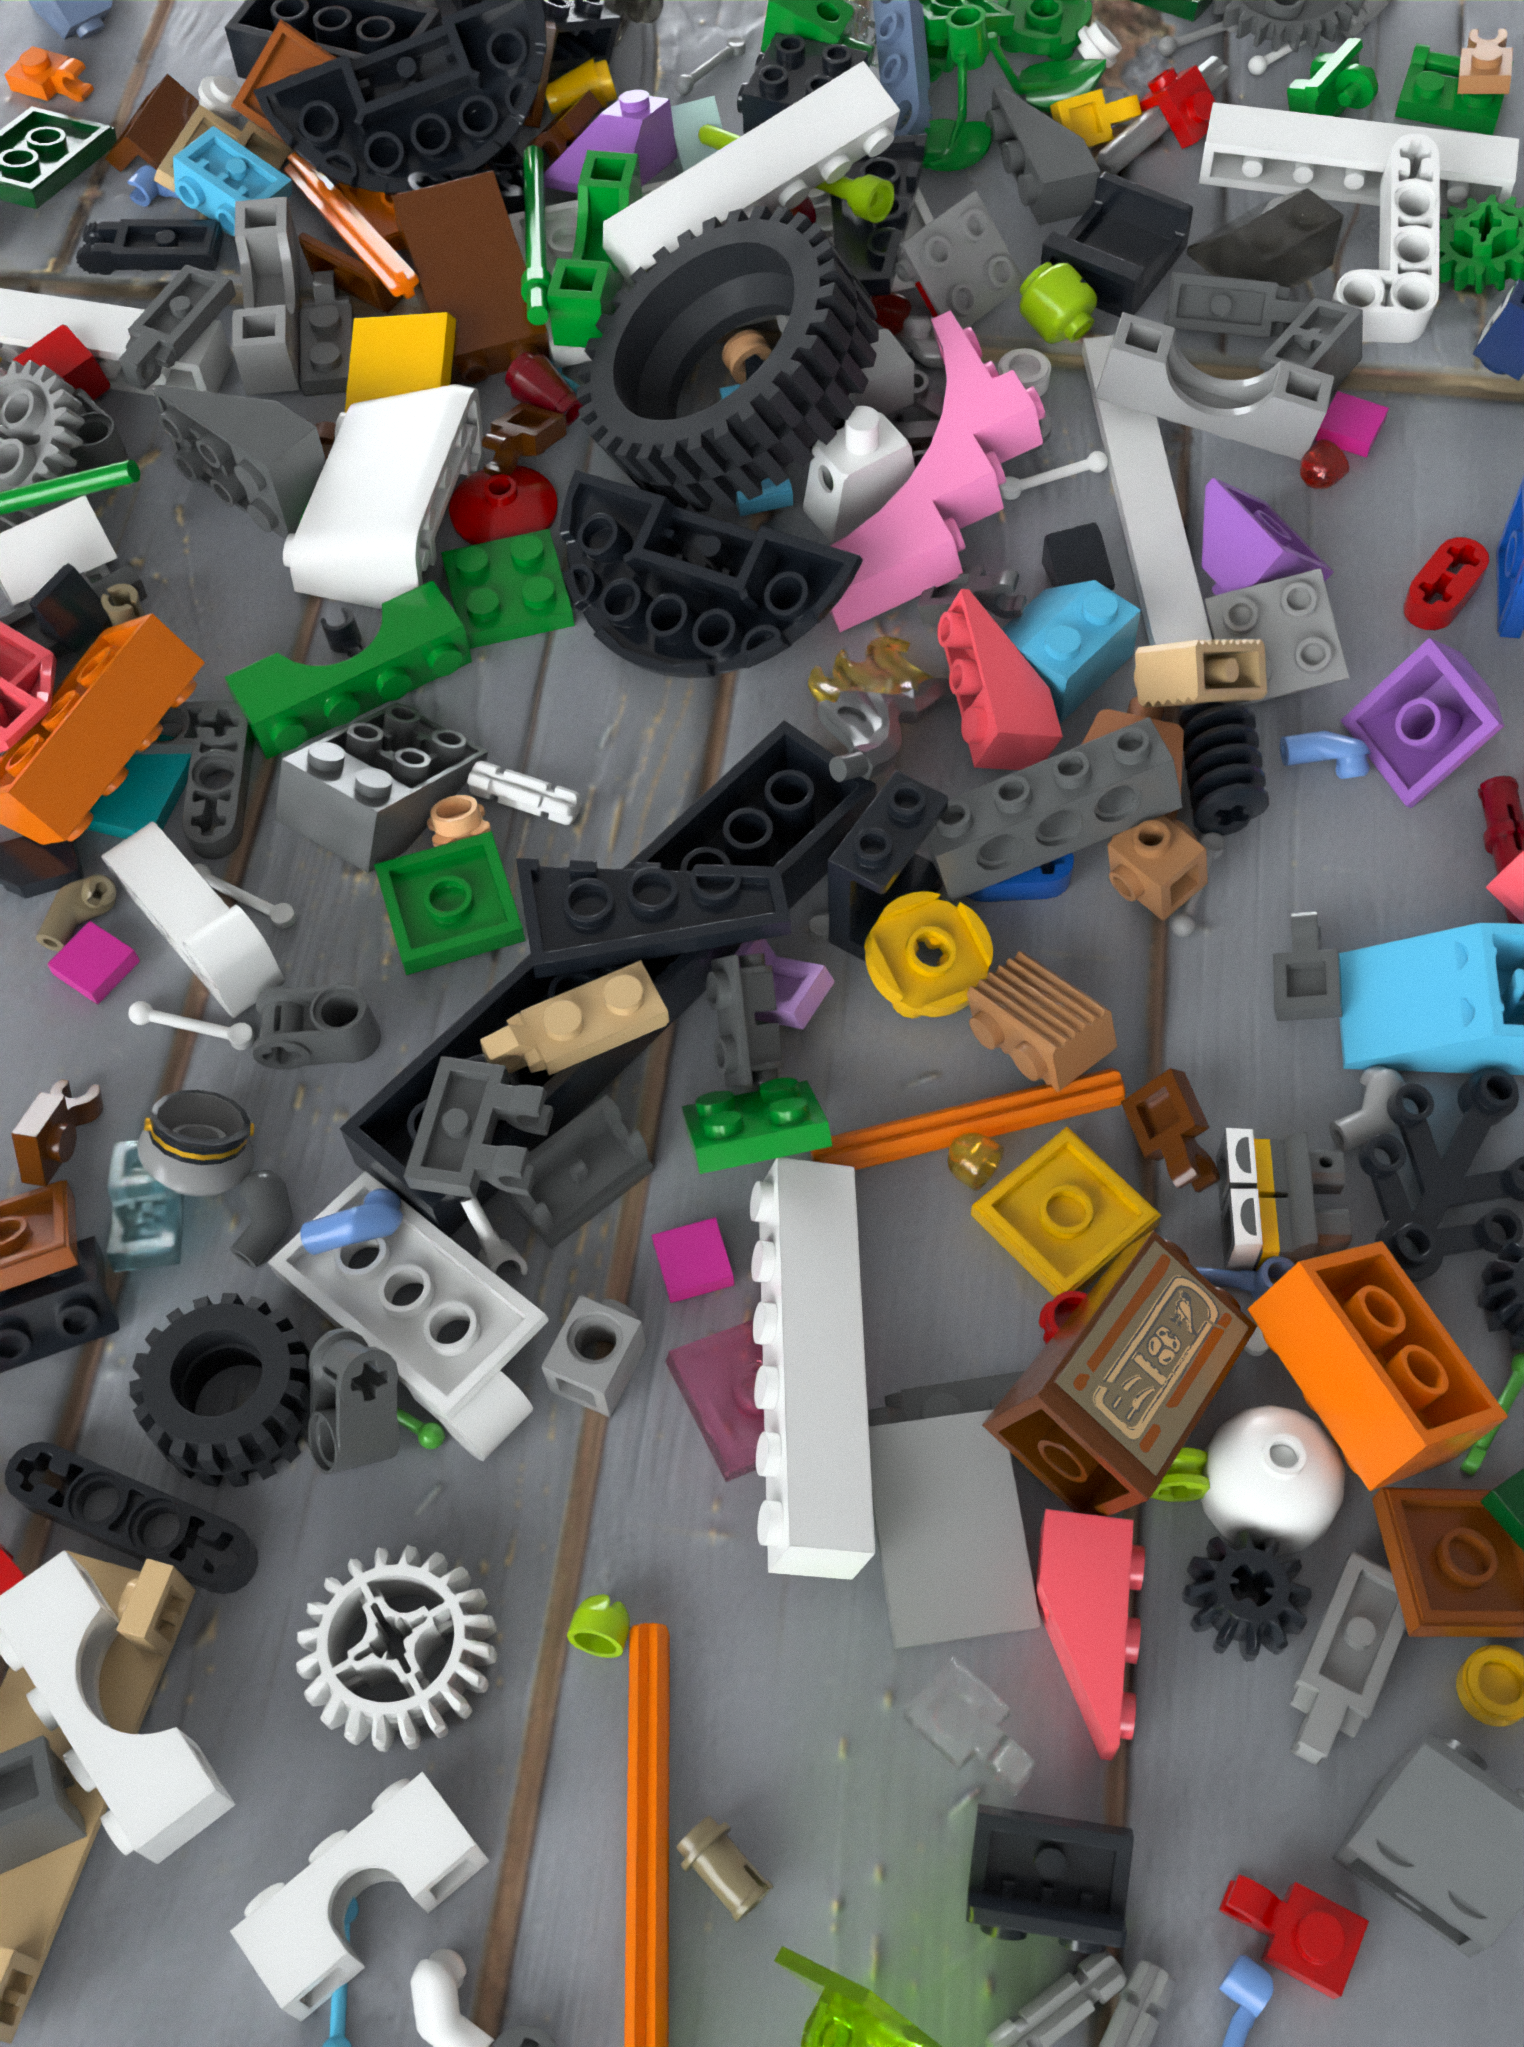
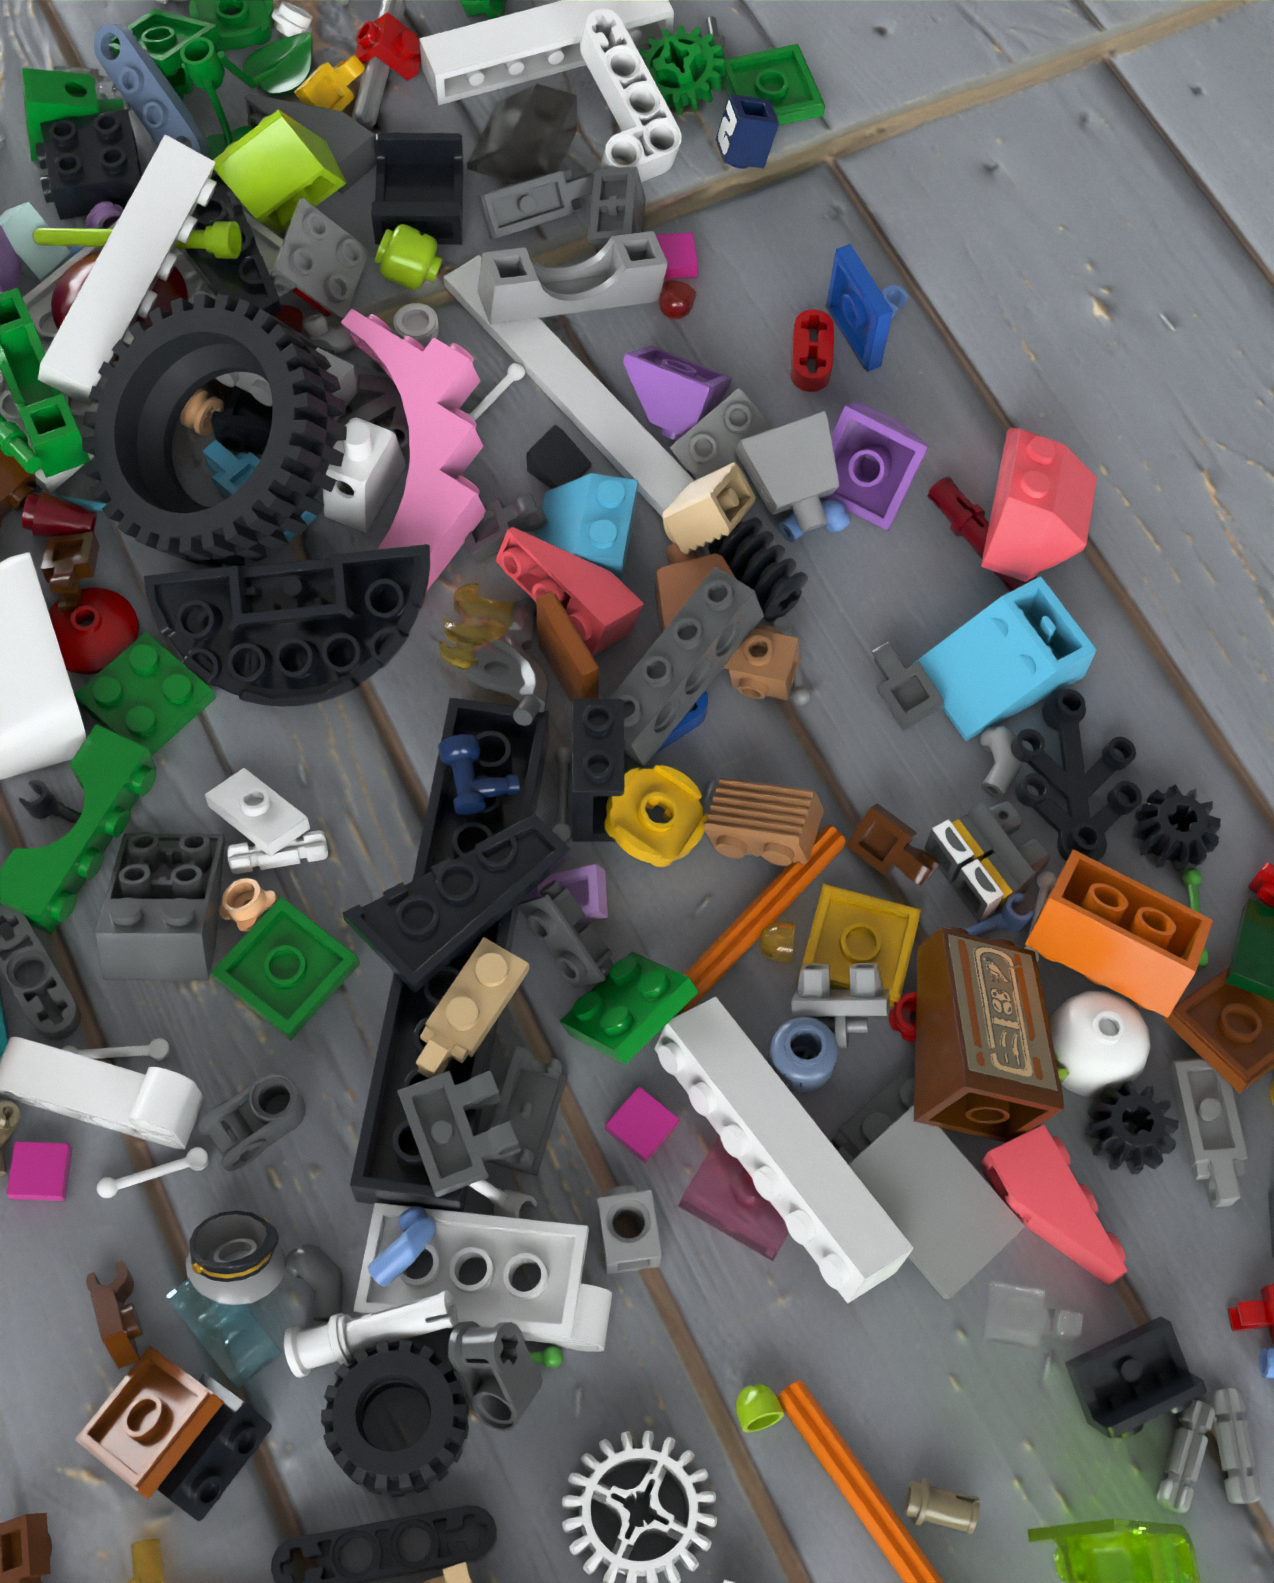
camera: 40 degrees left, 5 degrees up
(200, 1271) = (348, 1335): none -> white pin
(529, 742) = (257, 811): none -> white plate
(749, 773) = (460, 753): none -> dark blue piece
(909, 1285) = (815, 1047): none -> sand blue head
(943, 726) = (565, 650): none -> dark orange tile
(979, 148) = (278, 167): none -> lime slope
(1022, 1262) = (863, 998): none -> light grey hips
(1327, 677) = (793, 468): none -> light grey torso

